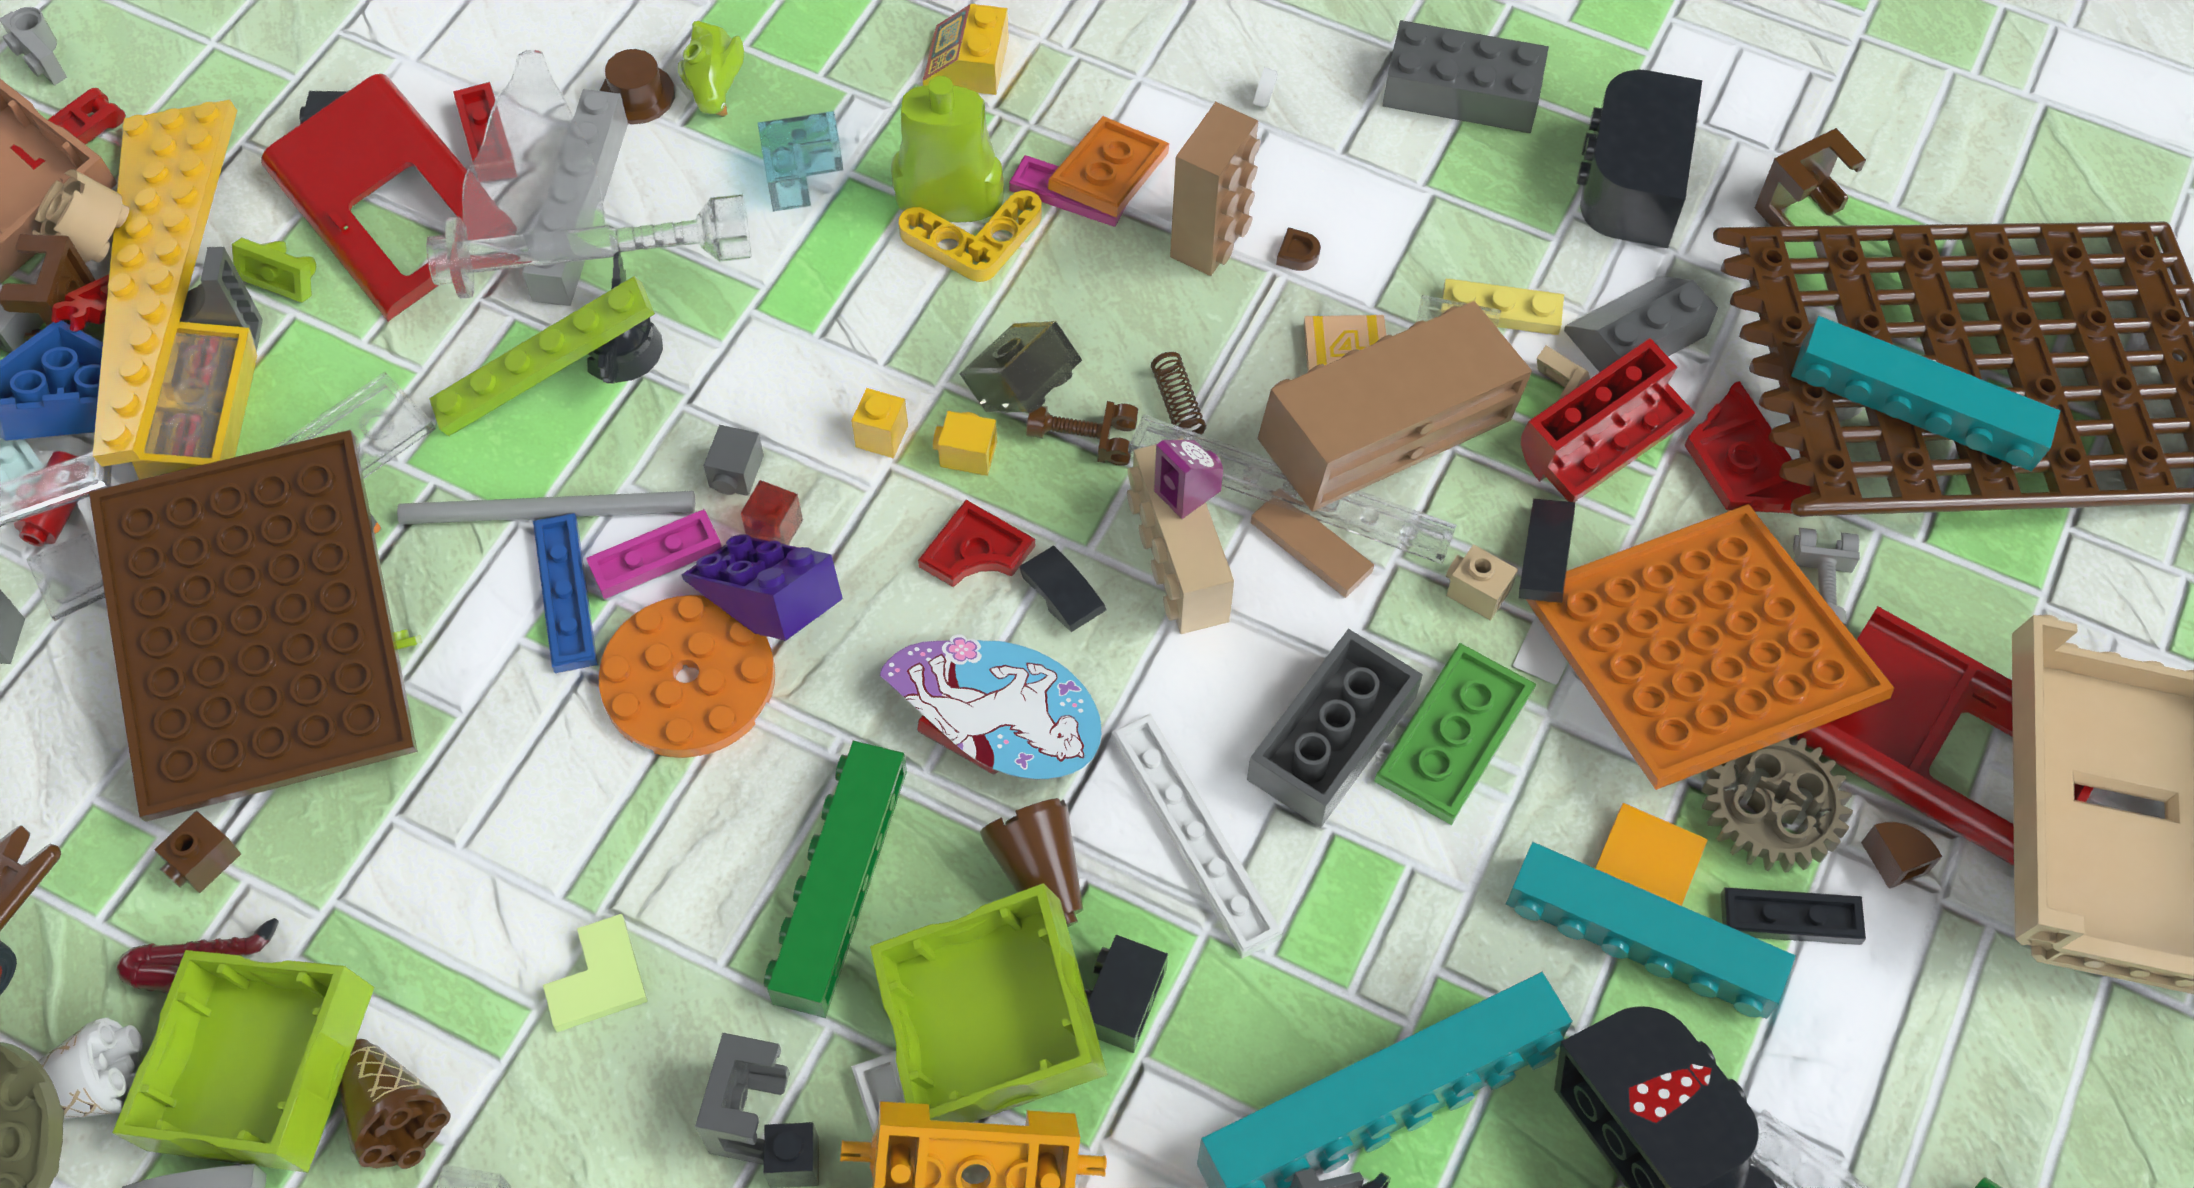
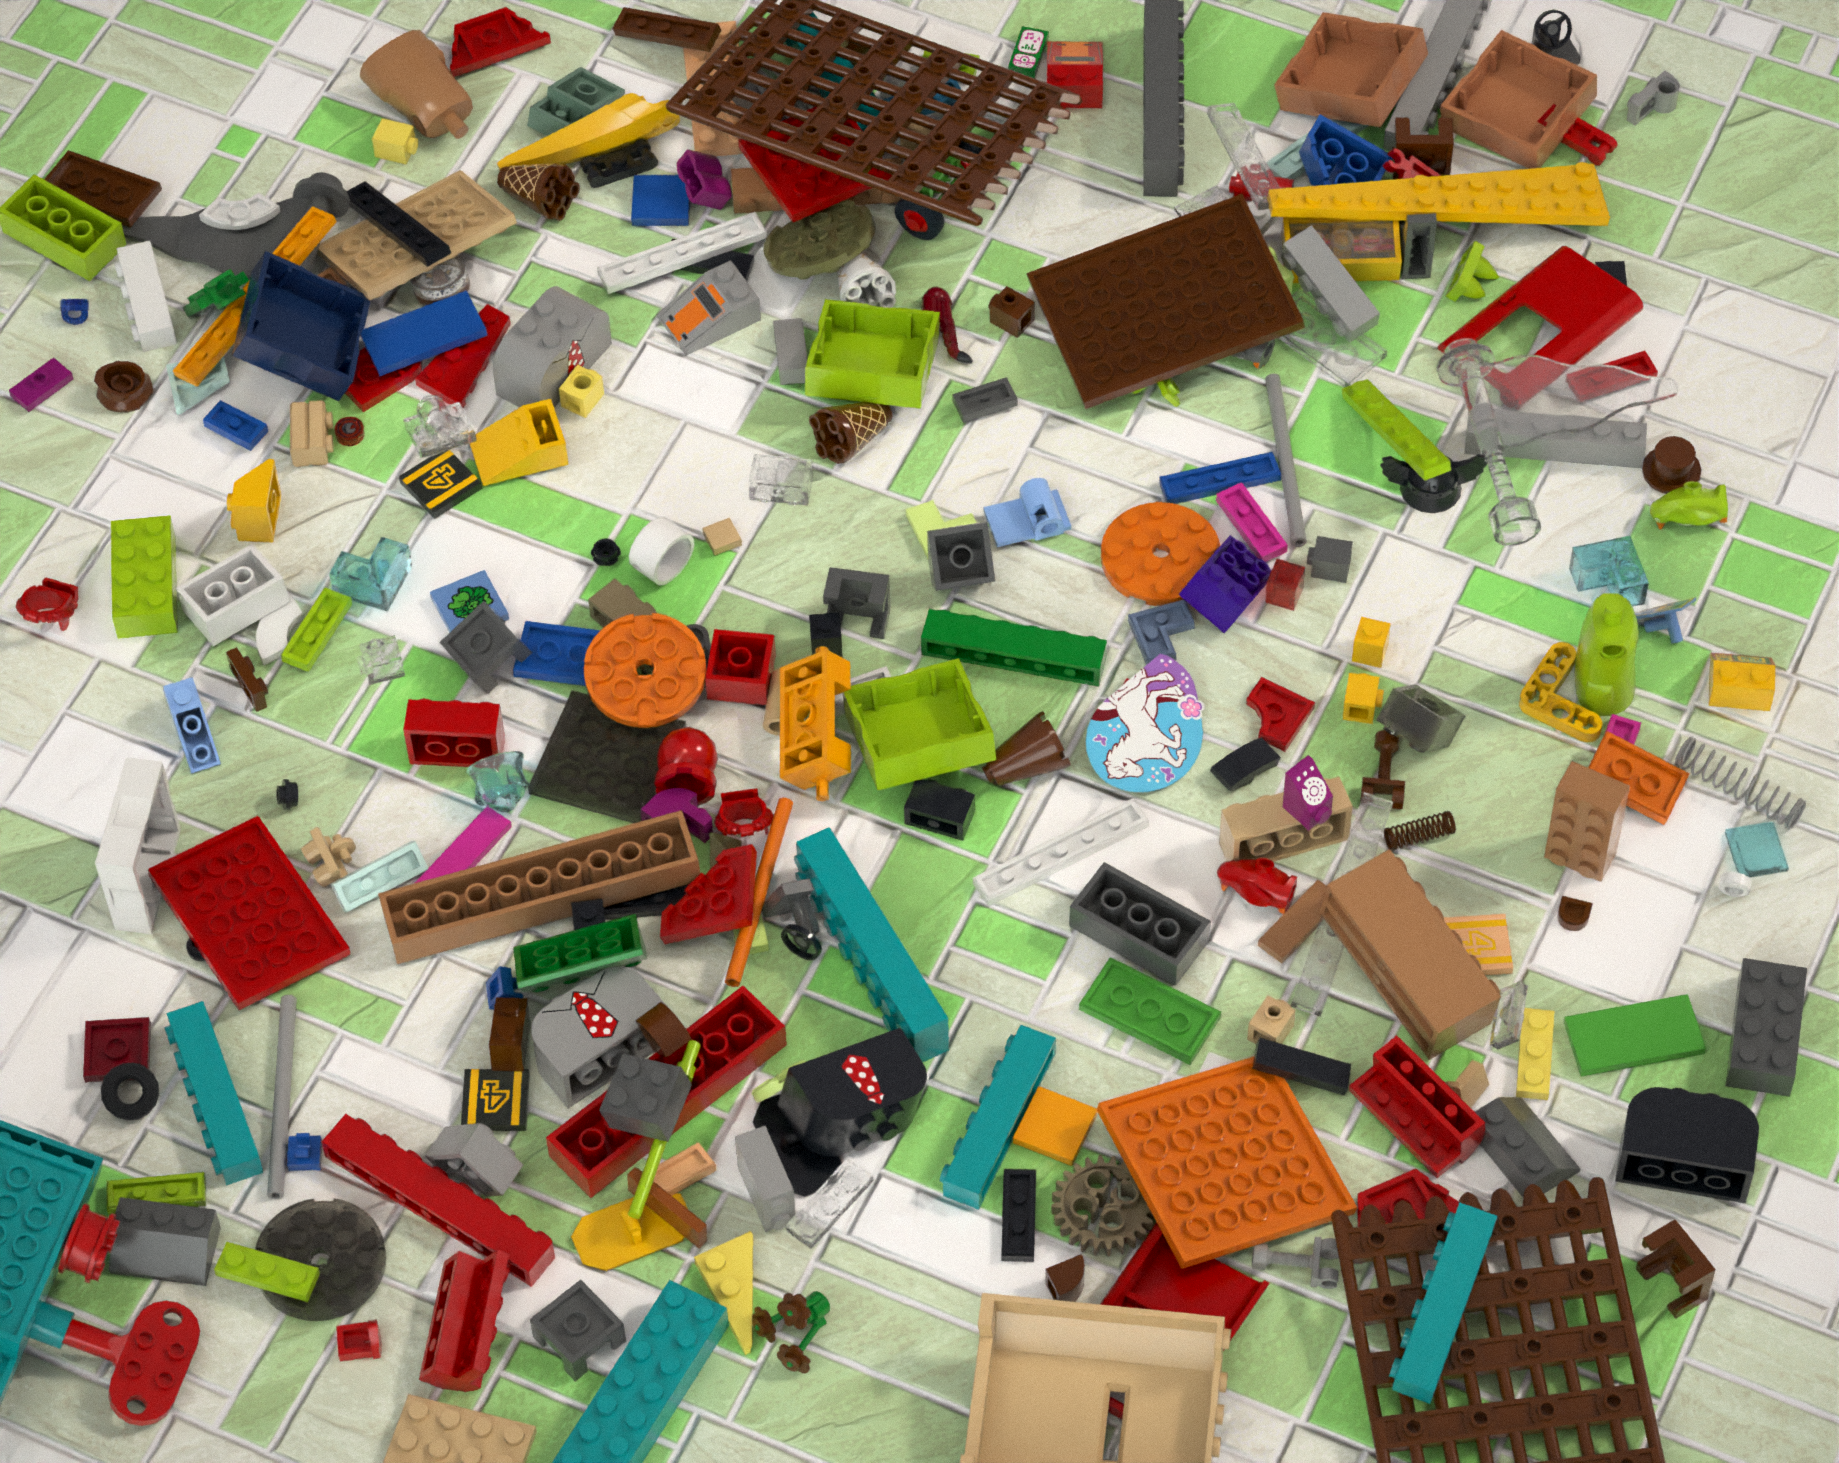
camera: 90 degrees right, 5 degrees down
(84, 213) = (1481, 150): tan brick -> none
(270, 410) = (1329, 284): none -> light grey brick
(361, 900) = (984, 400): none -> dark grey plate
(596, 849) = (1019, 518): none -> light blue piece
(684, 937) = (960, 556): none -> dark grey slope
(819, 694) = (1155, 626): none -> sand blue tile
(867, 111) = (1668, 622): none -> medium blue shield
(1088, 112) = (1686, 751): none -> light grey piece
(1208, 69) = (1756, 849): none -> clear light blue piece
(1267, 578) = (1258, 882): none -> red animal
(1472, 207) = (1634, 1035): none -> bright green tile

